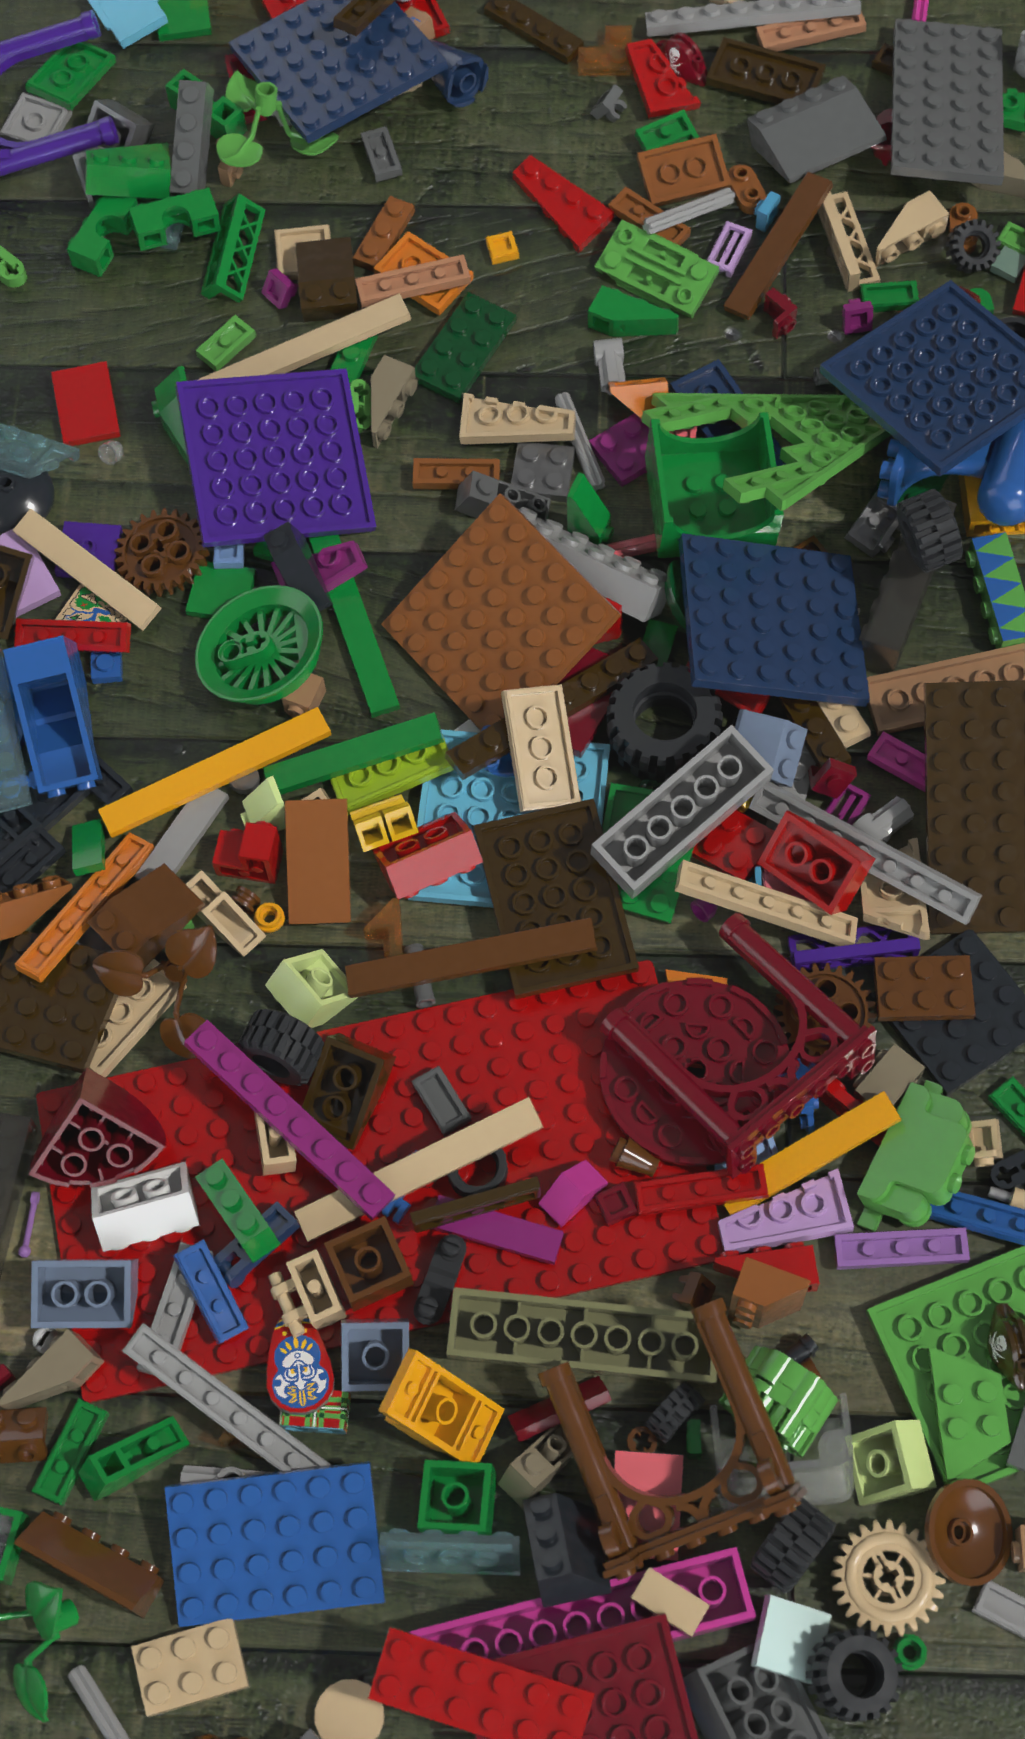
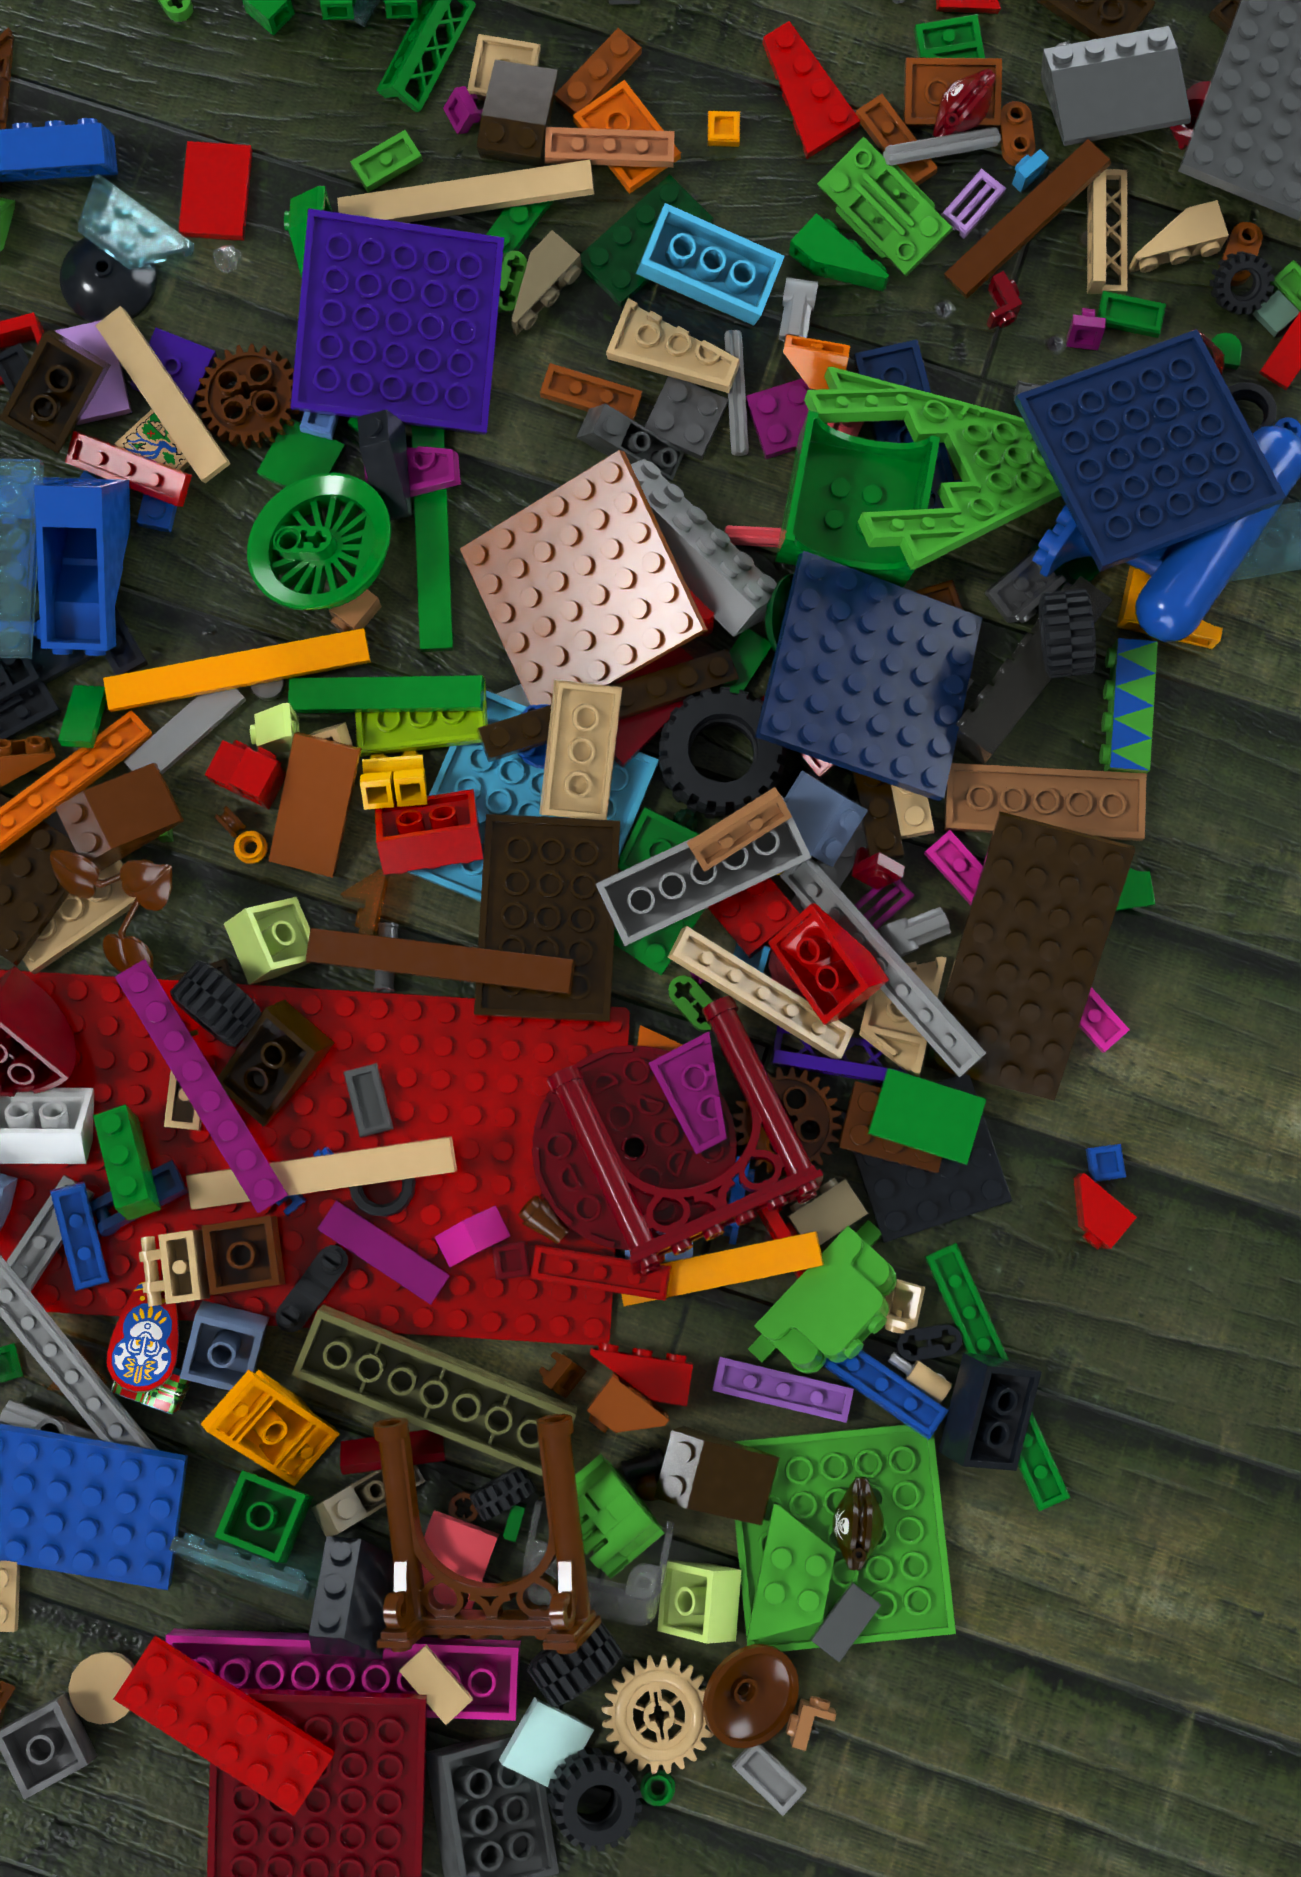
camera: 10 degrees right, 15 degrees up
(225, 916) = (204, 832): tan slope -> none
(476, 1204) = (368, 1226): dark brown tile -> none
(526, 345) = (710, 264): none -> medium azure brick
(587, 512) = (714, 491): green slope -> none
(697, 174) = (965, 103): none -> dark red hat
(702, 944) = (685, 1006): none -> bright green beam
(704, 759) = (739, 829): none -> medium nougat plate
(730, 999) = (692, 1091): none -> magenta wing
(801, 1215) = (691, 1324): lavender wing -> none
(868, 1338) = (716, 1476): none -> dark brown slope
(948, 966) = (926, 1116): none -> green tile

